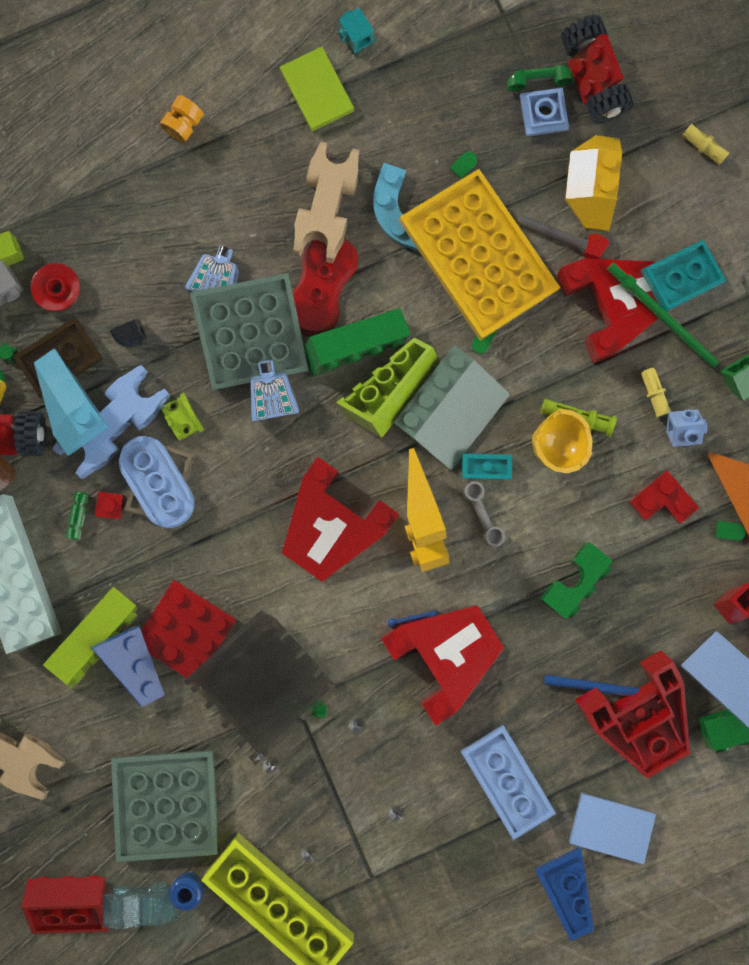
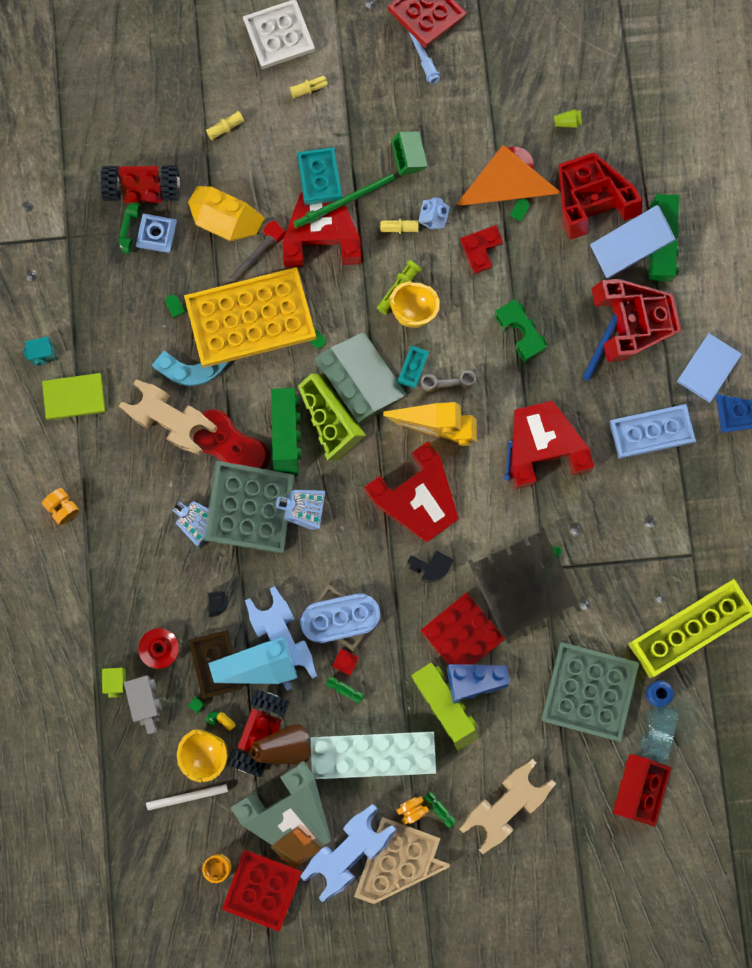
camera: 70 degrees left, 5 degrees down
(182, 417) = (295, 583): lime piece -> none
(247, 573) = (434, 570): none -> black brick

